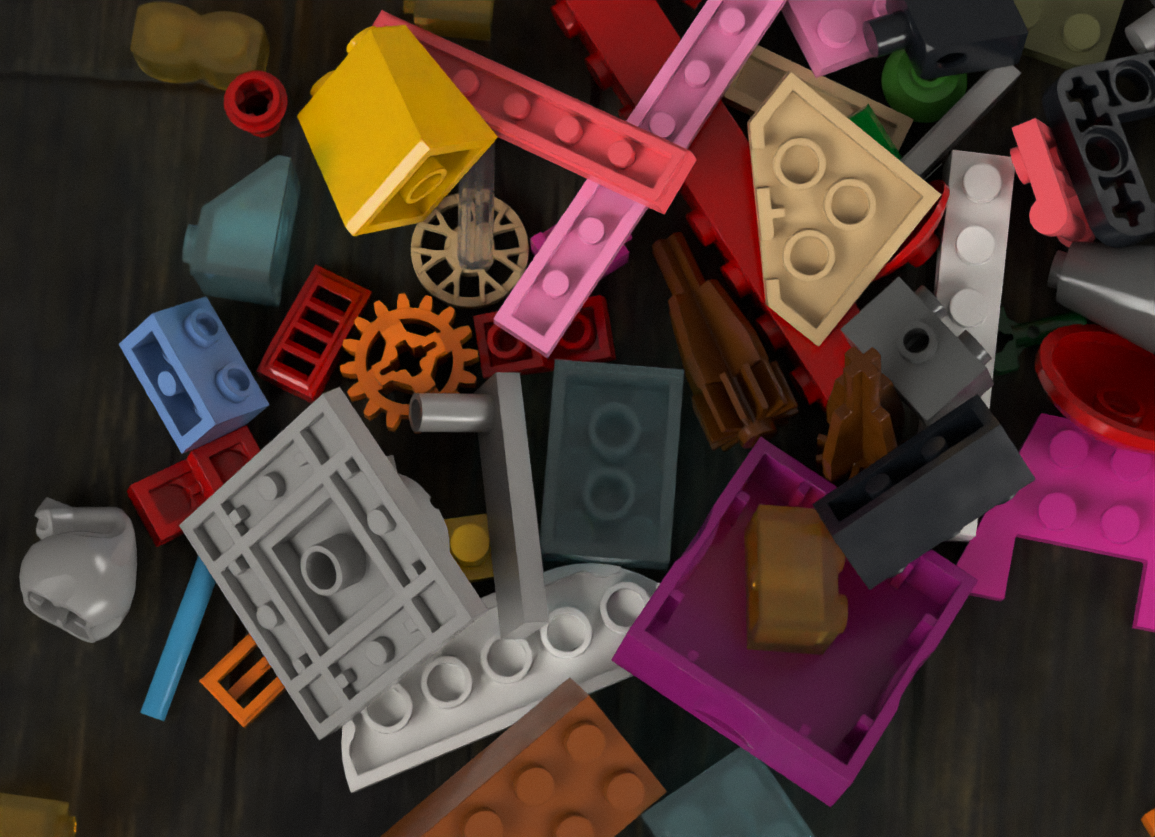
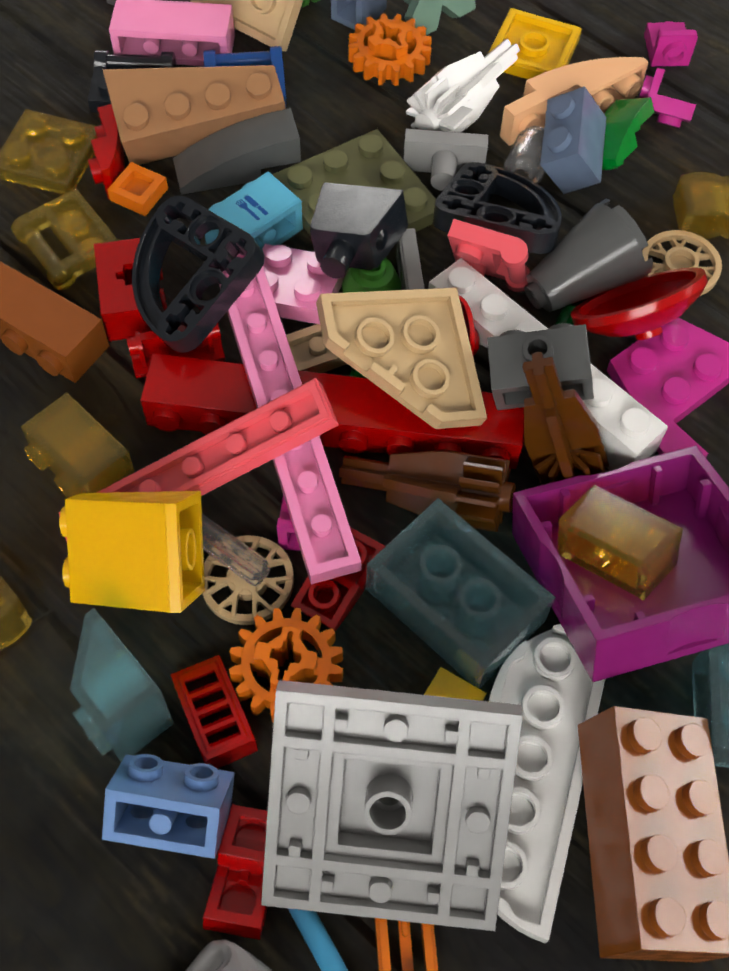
camera: 50 degrees left, 20 degrees down
(251, 92) = (40, 619): red cone -> none
(499, 419) = (417, 660): light grey piece -> none
(924, 492) = (631, 416): black brick -> none

